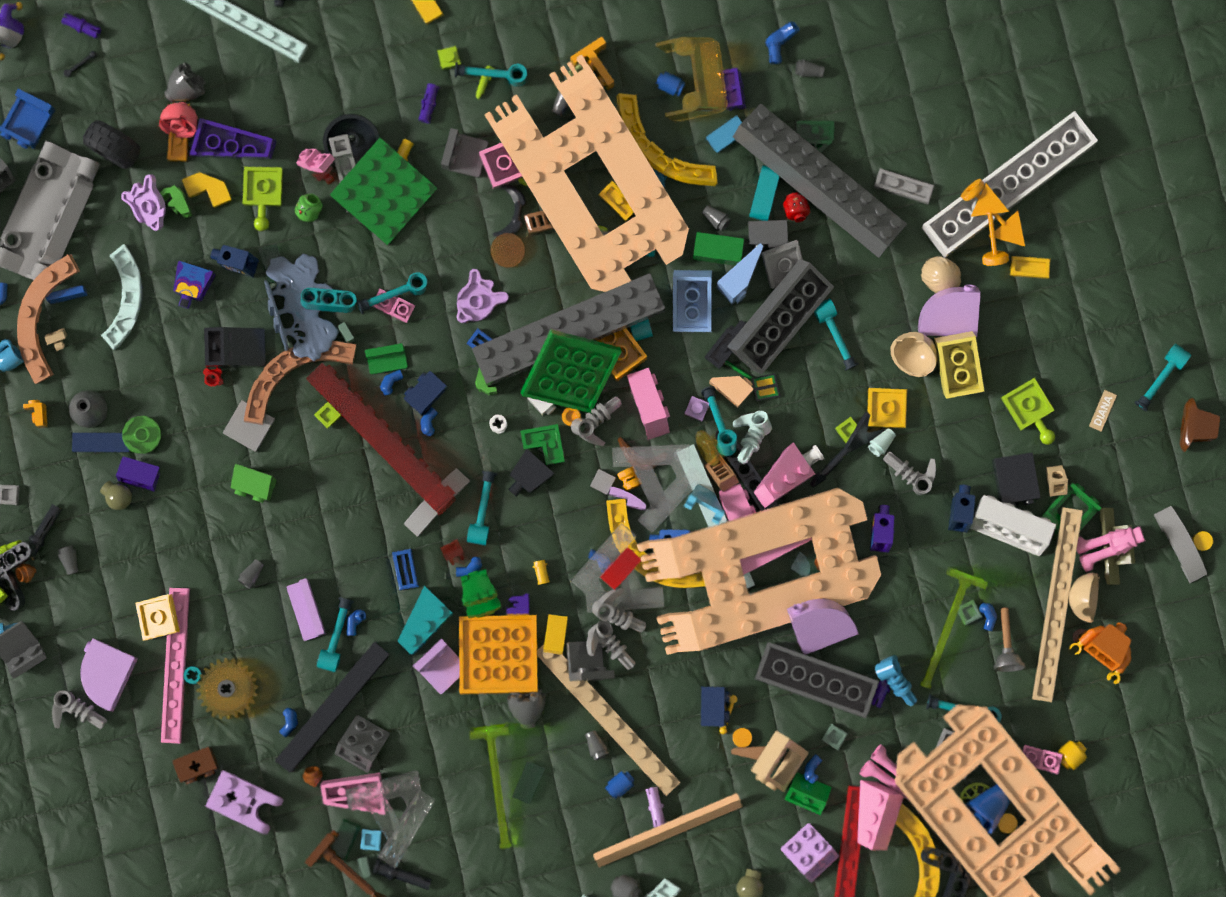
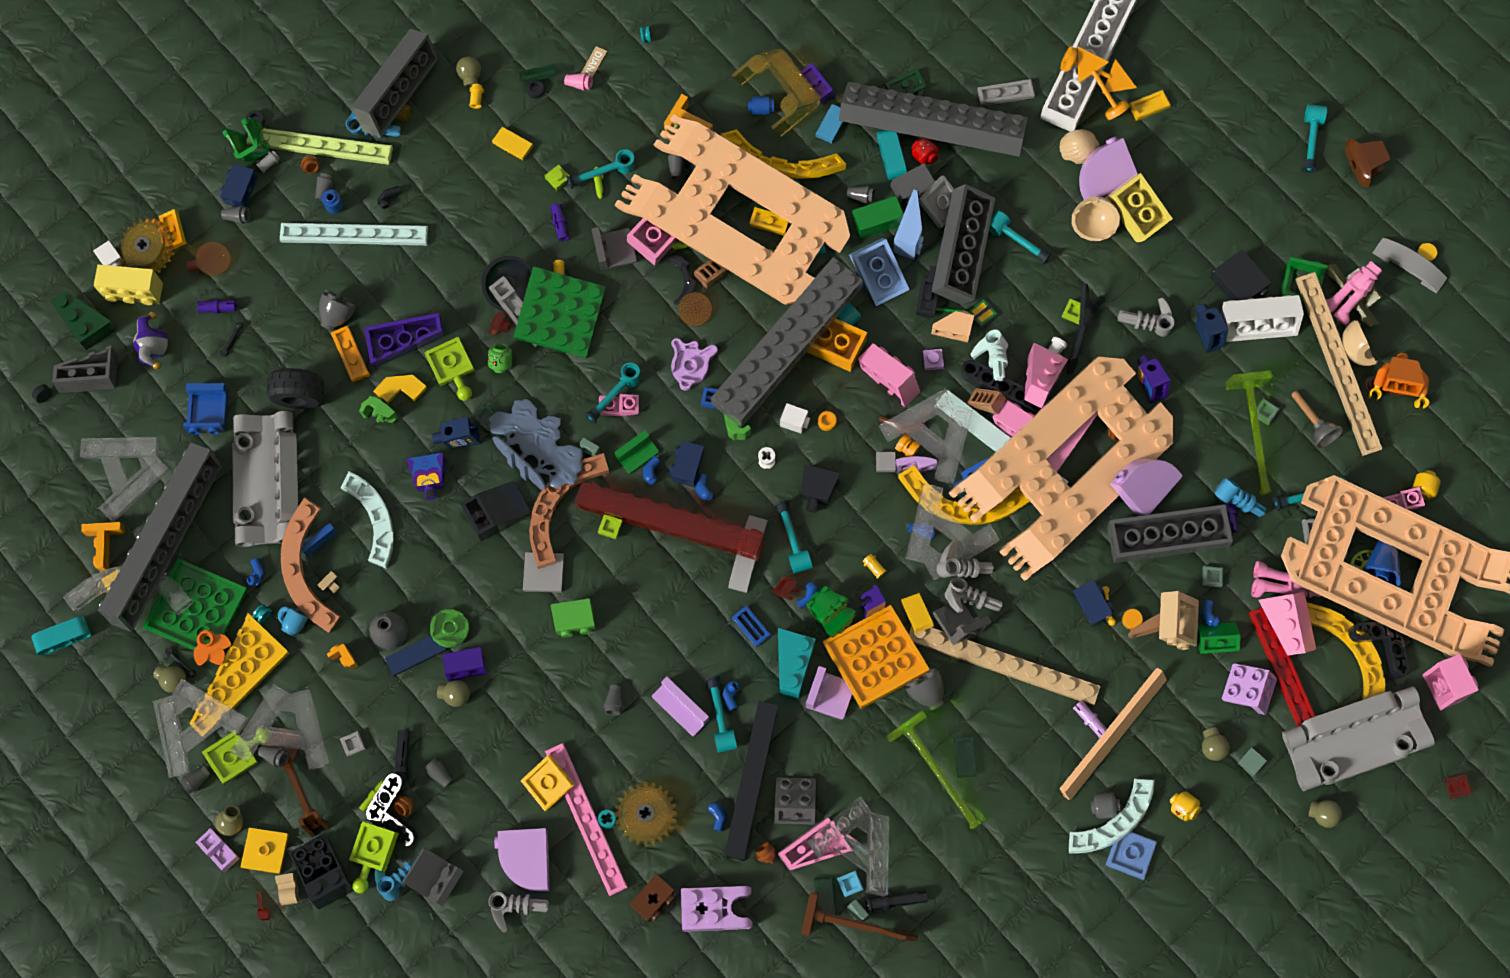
camera: 25 degrees left, 10 degrees down
(146, 203) = (352, 424): lavender tile -> none
(179, 119) = (346, 339): coral cylinder -> none
(209, 381) = (489, 540): red plate -> none
(314, 160) = (485, 316): bright pink slope -> none
(319, 304) = (564, 418): teal beam -> none
(545, 437) = (816, 448): green plate -> none
(570, 371) = (808, 375): green plate -> none
(592, 420) = (848, 413): light grey piece -> none
(596, 746) = (1008, 693): dark grey cone -> none
(620, 568) = (945, 522): red slope -> none
(620, 784) = (1048, 715): blue brick -> none
(707, 447) = (962, 384): clear yellow dish -> none
(707, 499) = (976, 426): medium azure flag -> none
(724, 434) = (976, 365): teal piece -> none
(778, 38) = (833, 25): blue arm -> none
(801, 565) = (1098, 445): clear light blue tile -> none
(808, 69) = (871, 38): dark grey cone -> none
(881, 443) = (1108, 309): light aqua cone -> none
(887, 407) = (1098, 275): yellow plate -> none
(990, 614) = (1281, 400): blue arm -> none
(1007, 823) = (1408, 573): yellow tile -> none
(1027, 406) = (1216, 215): lime plate -> none
(1056, 480) = (1276, 262): tan leg -> none
(1103, 410) = (1279, 191): tan sticker -> none

